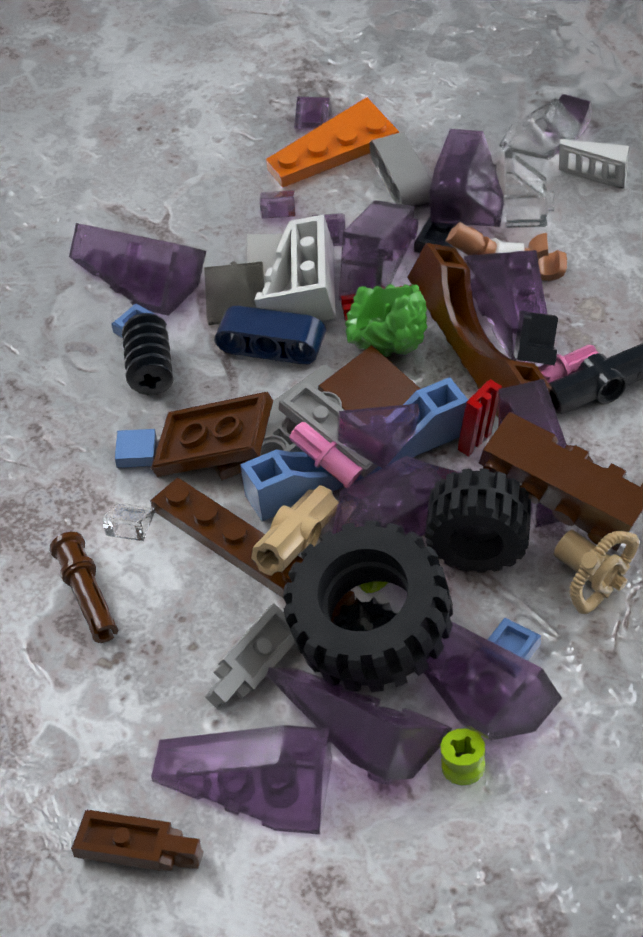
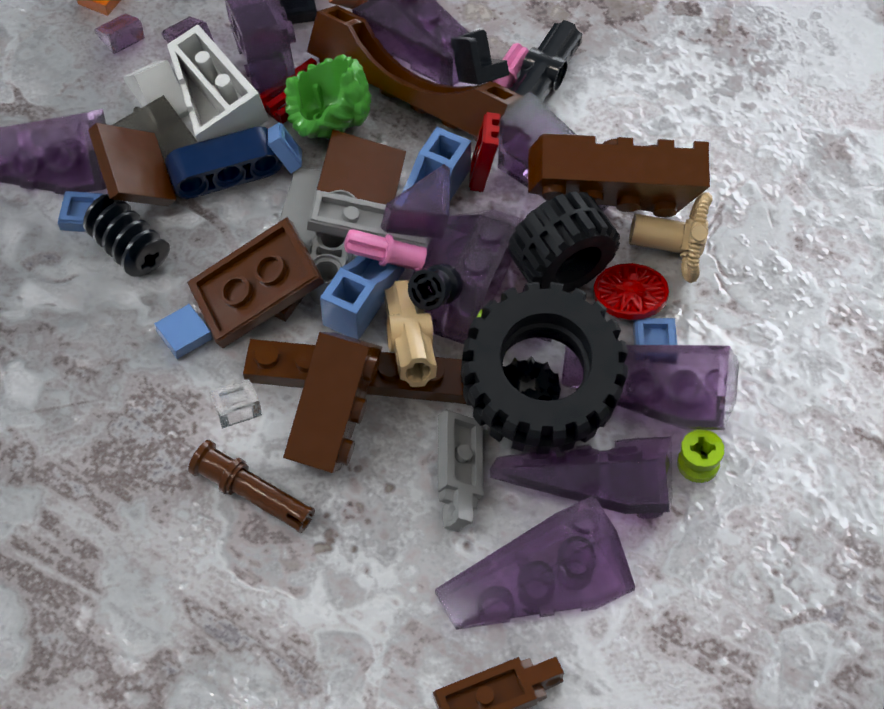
camera: 40 degrees left, 10 degrees up
(189, 302) = (132, 165): none -> reddish brown tile
(190, 546) = (332, 401): none -> reddish brown wedge
(323, 343) = (285, 147): none -> medium blue tile
(339, 500) = (443, 281): none -> black wheel
(521, 594) = (631, 291): none -> red wheel

